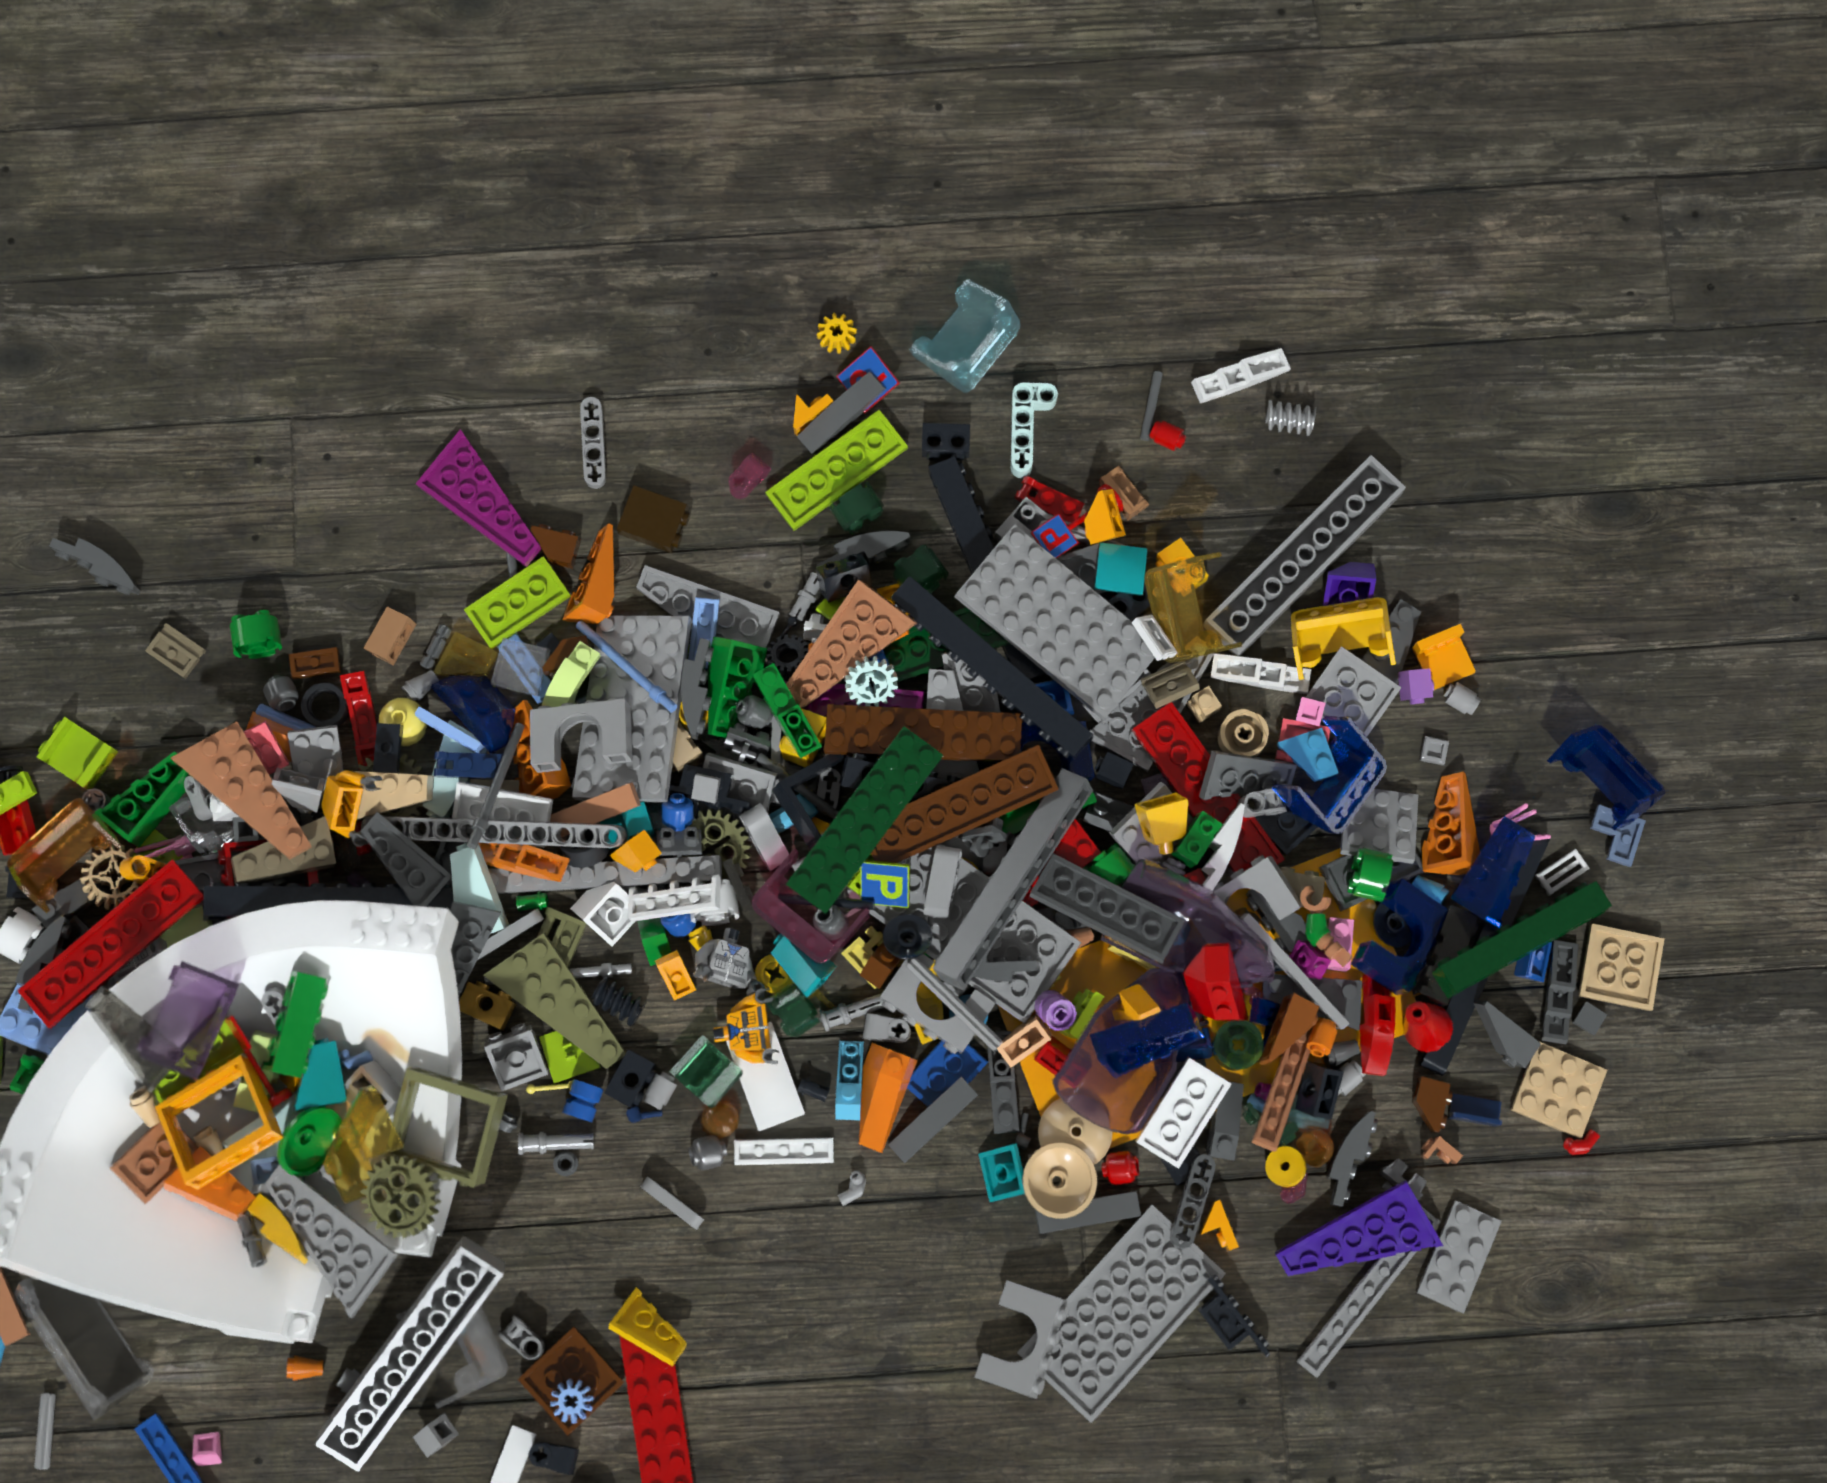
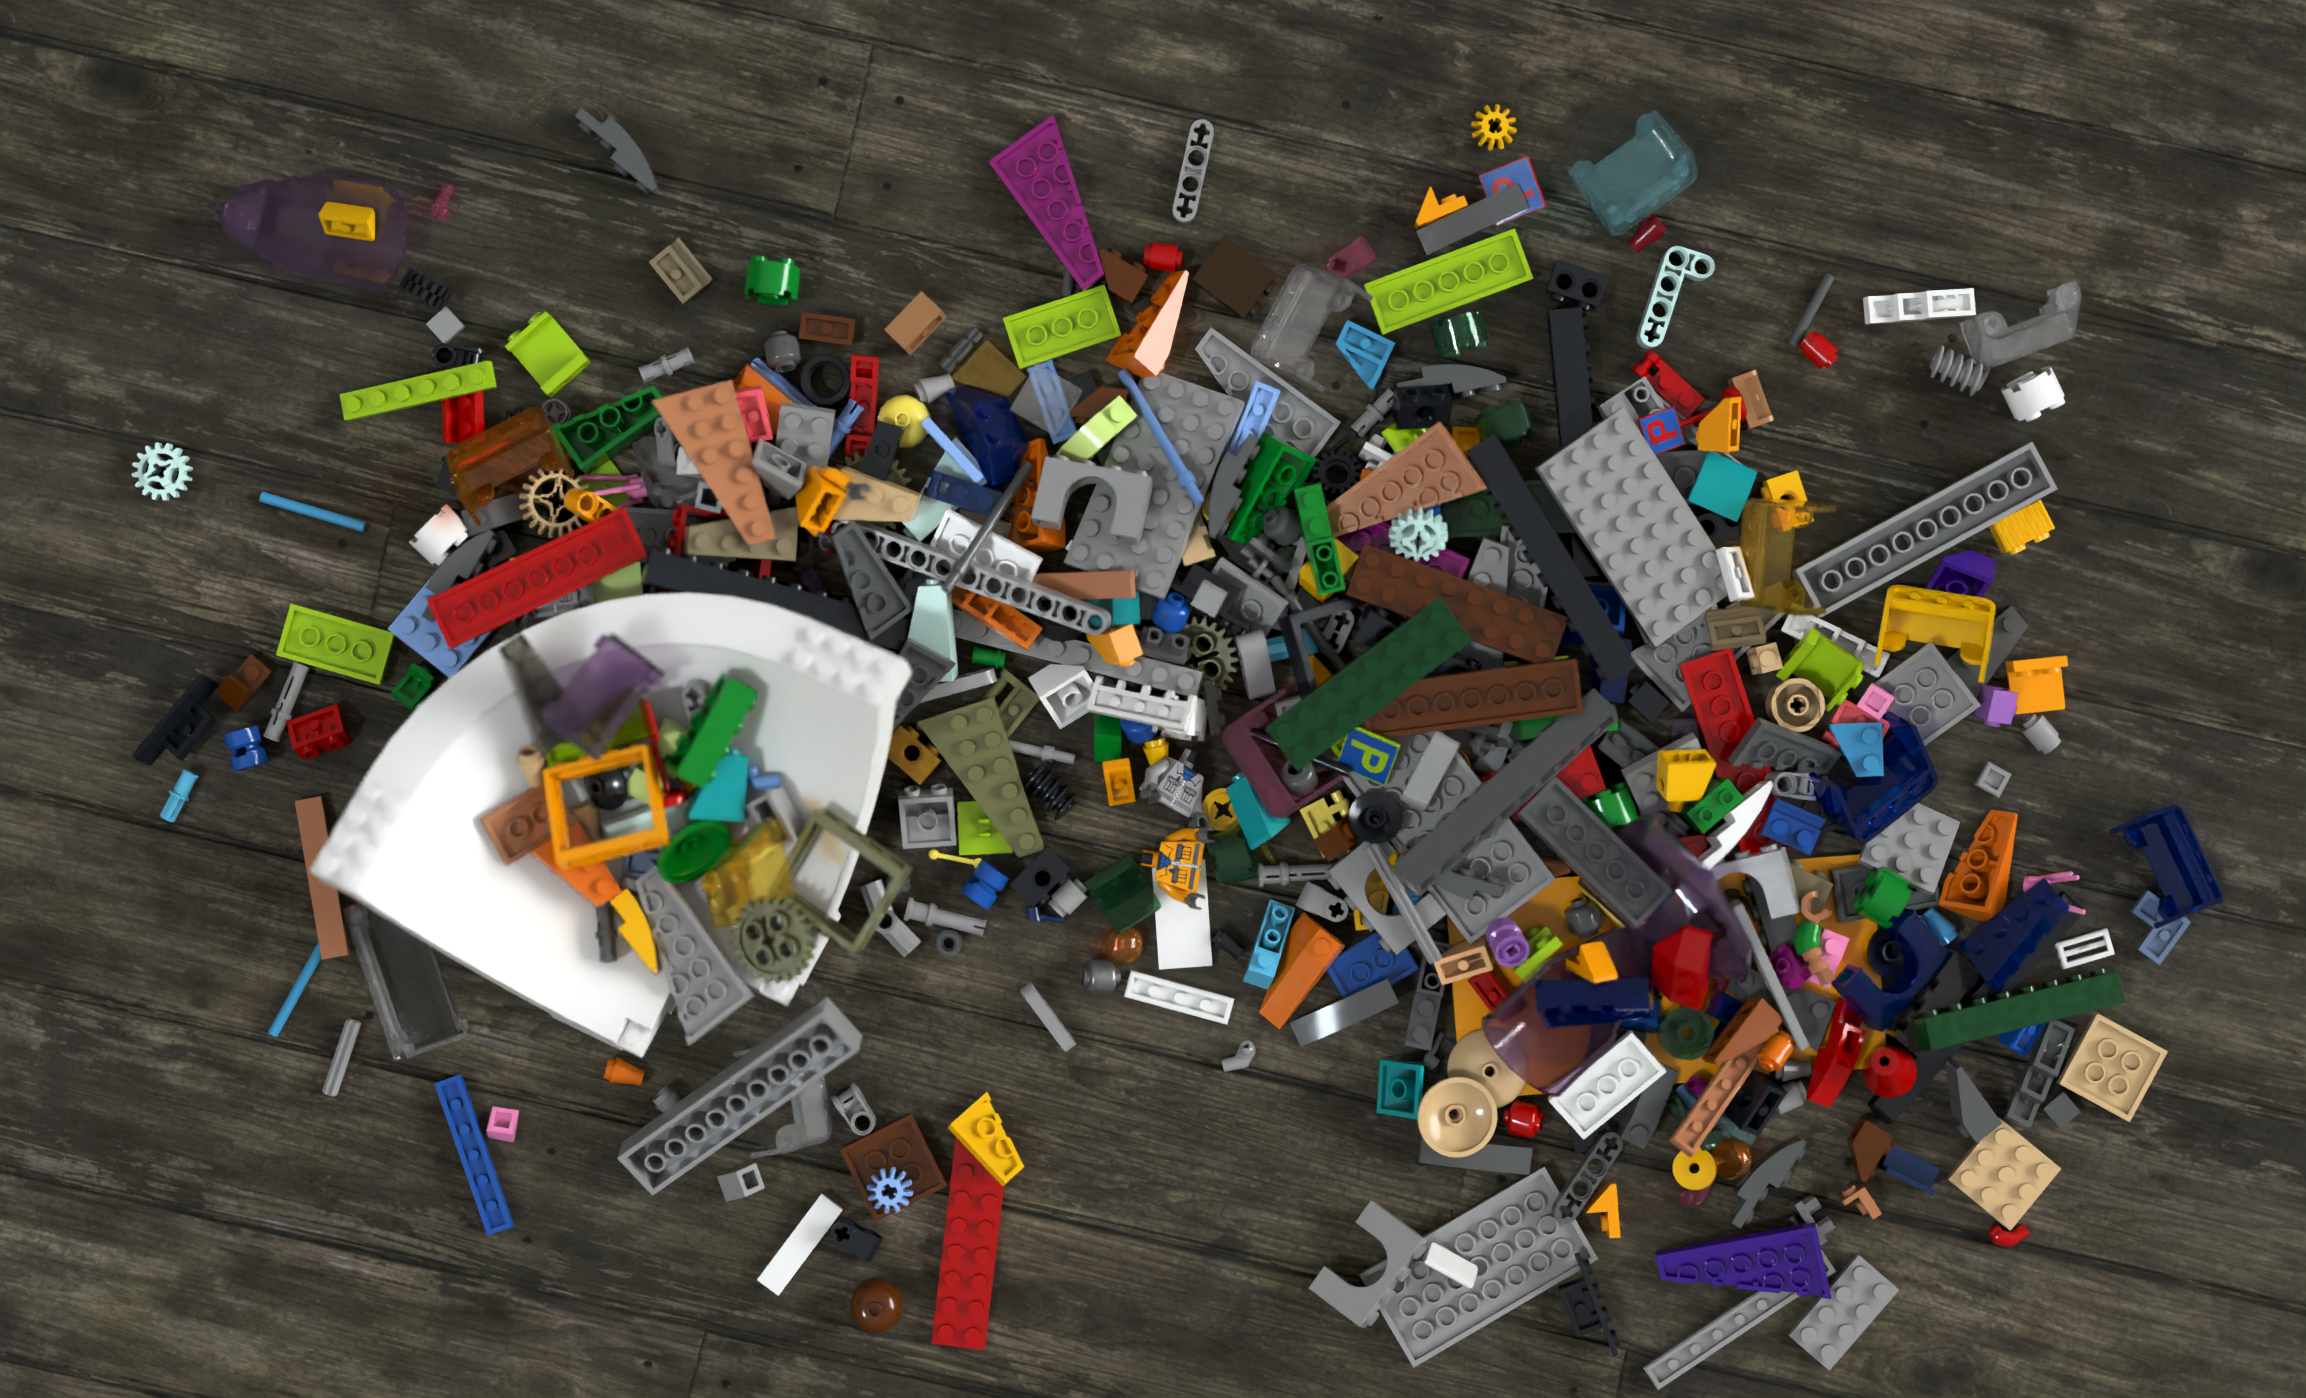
camera: 10 degrees right, 10 degrees up
(183, 734) = (666, 365): none -> light grey pin
(219, 1109) = (607, 789): none -> black dish
(349, 738) = (843, 424): none -> medium blue pin
(516, 1168) = (898, 933): none -> light grey piece
(587, 519) = (1163, 257): none -> red brick
(719, 535) = (1298, 318): none -> clear windscreen
(782, 548) = (1364, 351): none -> dark azure wing
(993, 381) = (1647, 233): none -> dark red cone
(1095, 1317) = (1450, 1264): none -> white slope
(1117, 972) = (1583, 917): none -> dark grey head
(1256, 693) = (1824, 665): none -> lime panel
(1274, 839) = (1792, 826): none -> blue plate
(1321, 382) = (1996, 344): none -> clear windscreen
(1359, 416) = (2033, 393): none -> white brick
(1387, 530) = (2021, 527): none -> yellow brick

